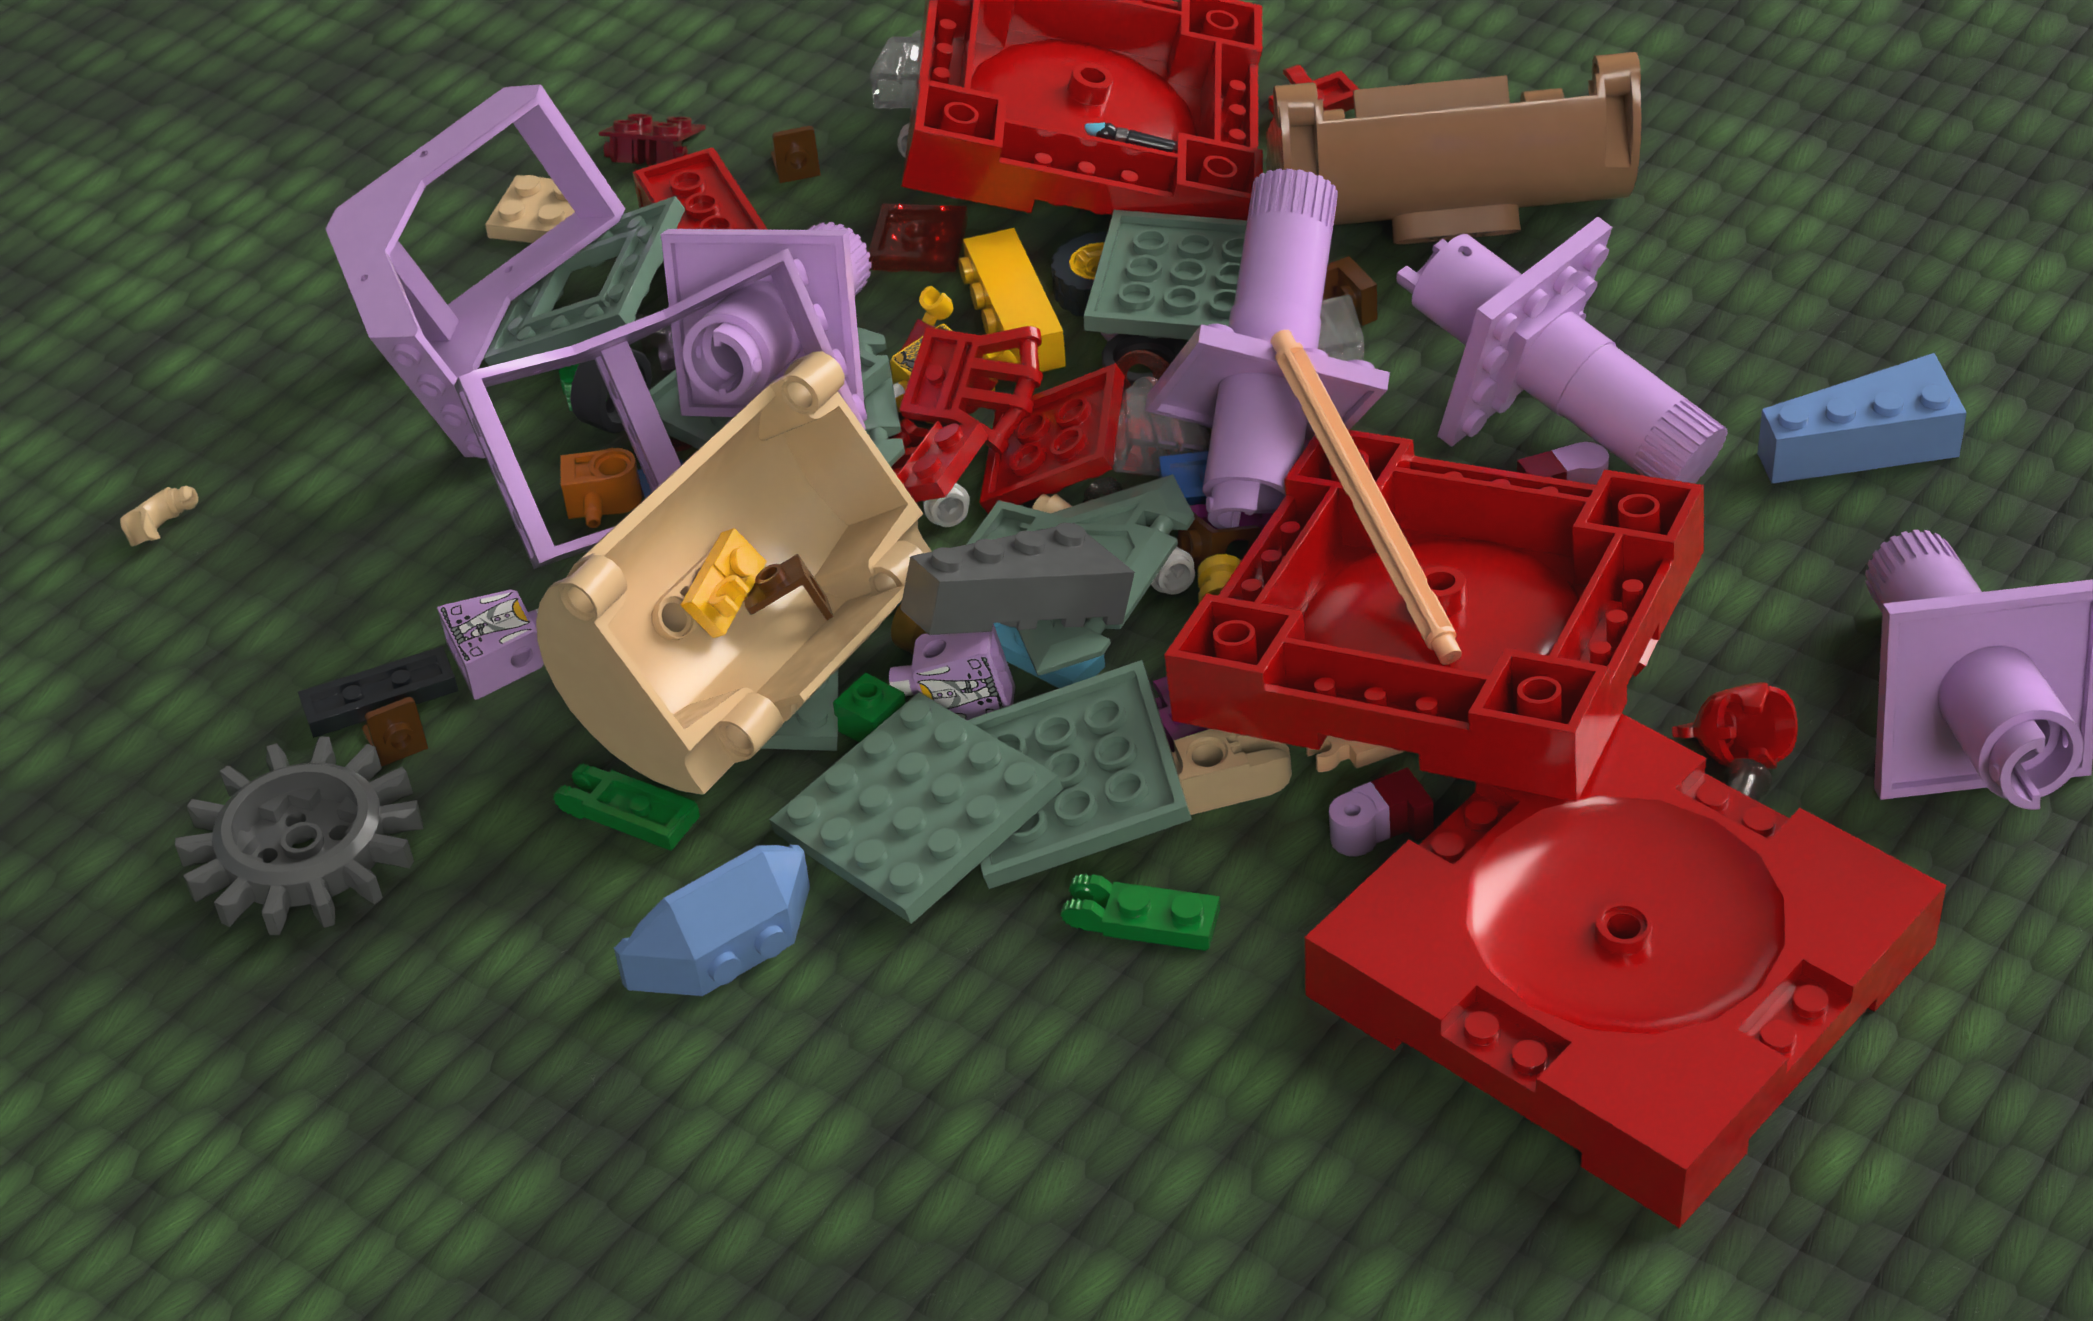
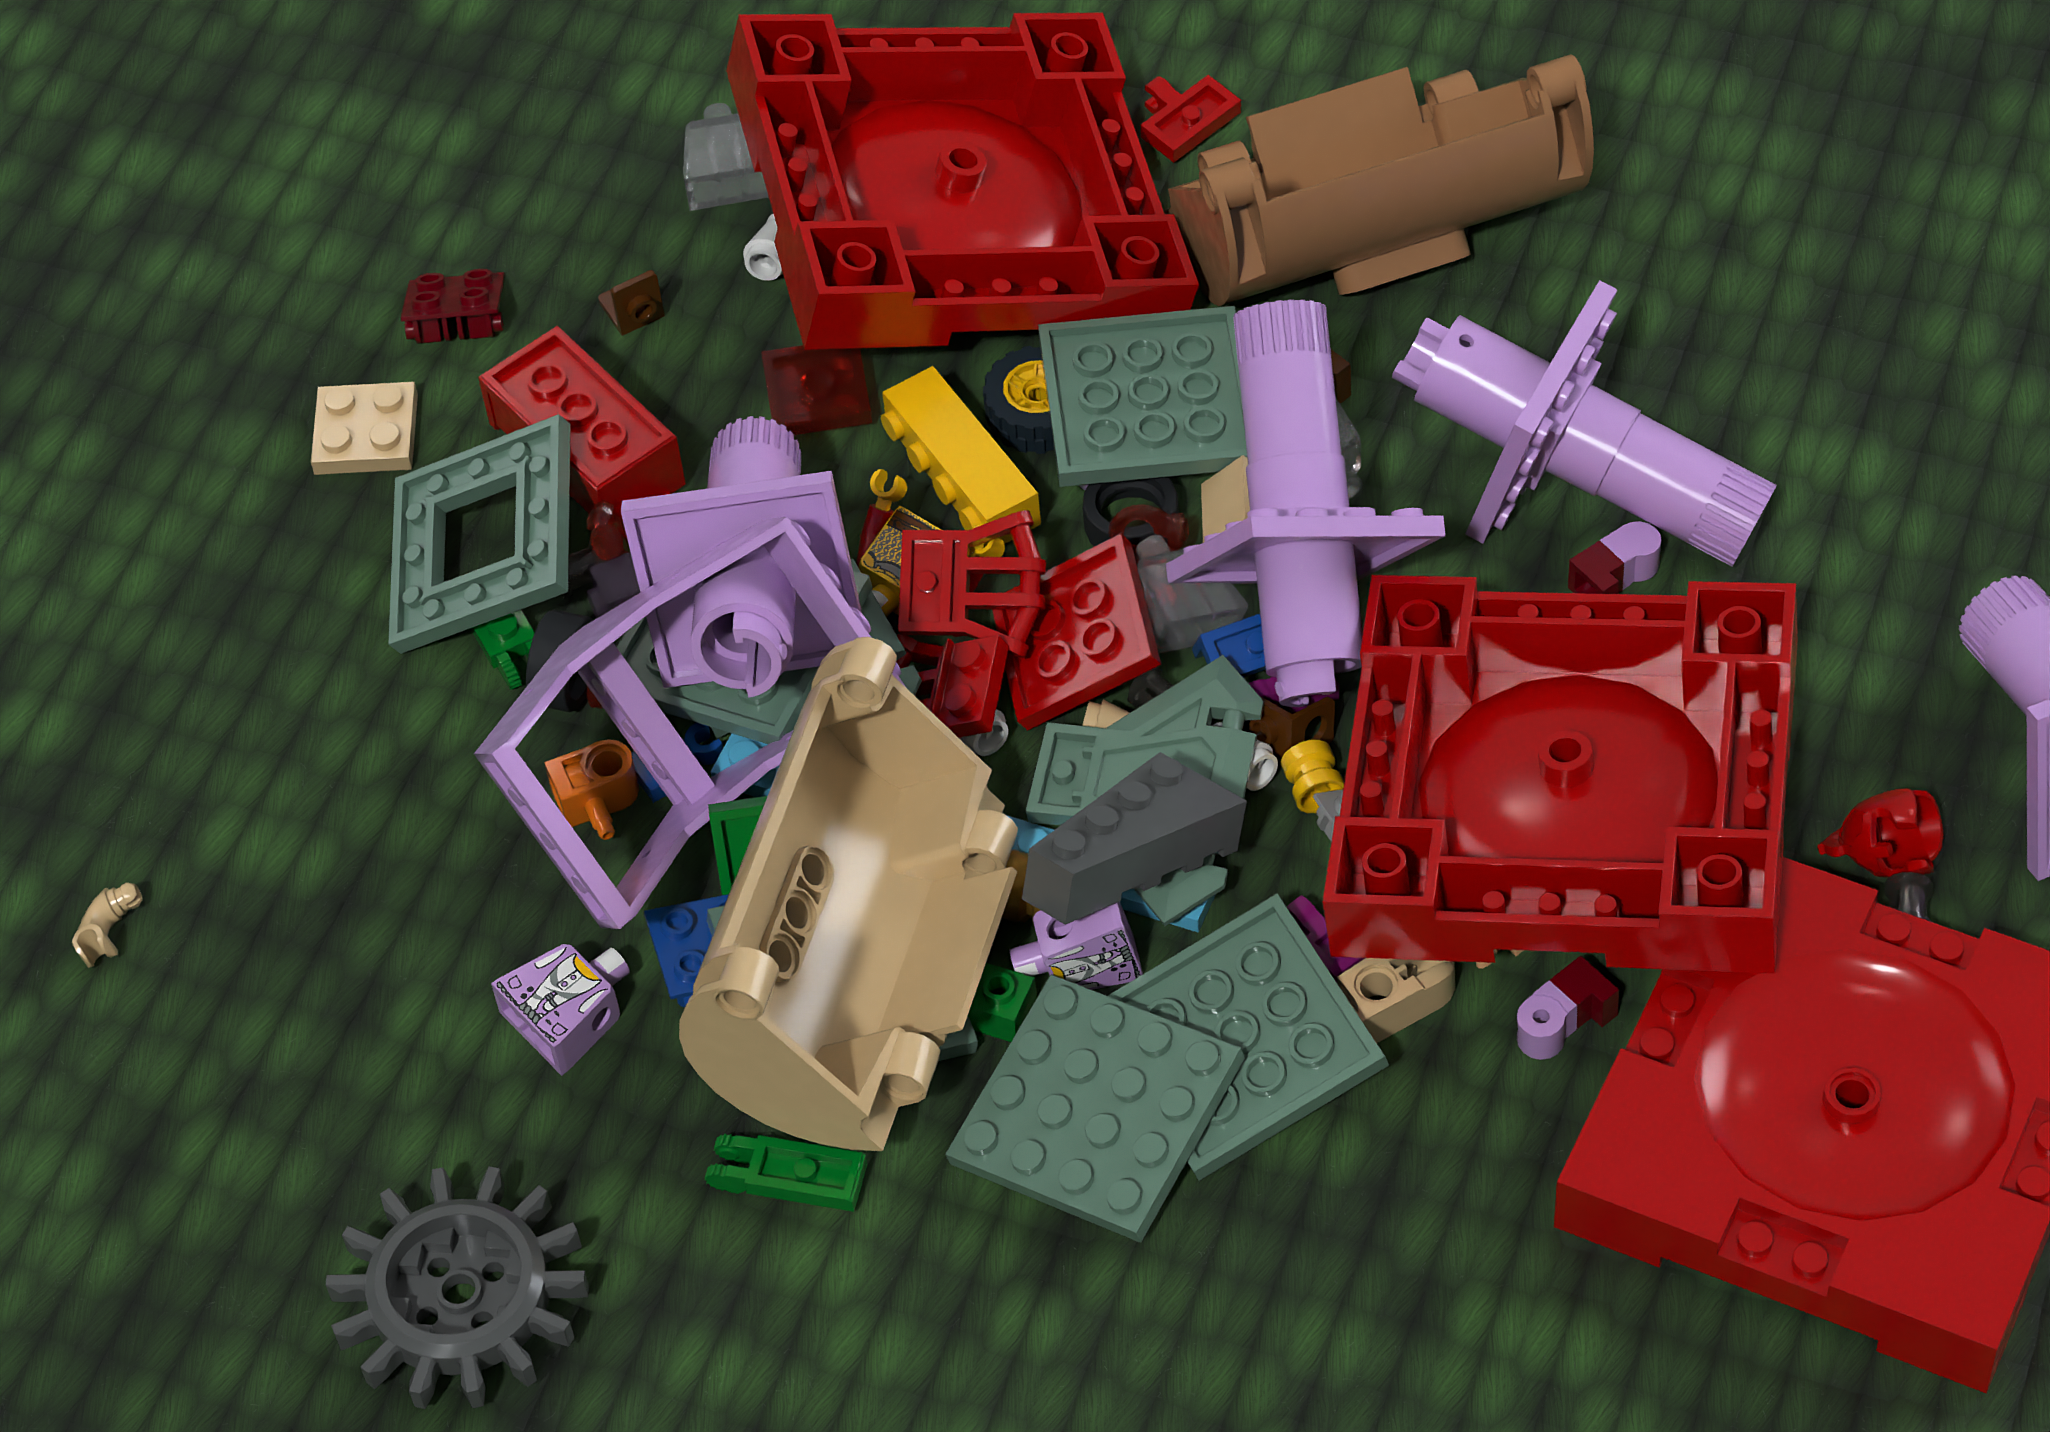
camera: 15 degrees left, 10 degrees up
(350, 698) = (459, 1093): black plate -> none
(395, 731) = (504, 1141): reddish brown bracket -> none
(398, 304) = (342, 622): lavender window -> none
(718, 924) = (951, 1299): medium blue wedge -> none
(723, 583) = (817, 903): yellow plate -> none
(780, 580) = (871, 890): reddish brown bracket -> none
(1110, 132) = (1028, 228): black piece -> none
(1142, 912) = (1364, 1173): green hinge -> none
(1366, 498) = (1469, 673): light nougat piece -> none
(1864, 424) = (1903, 439): medium blue wedge -> none

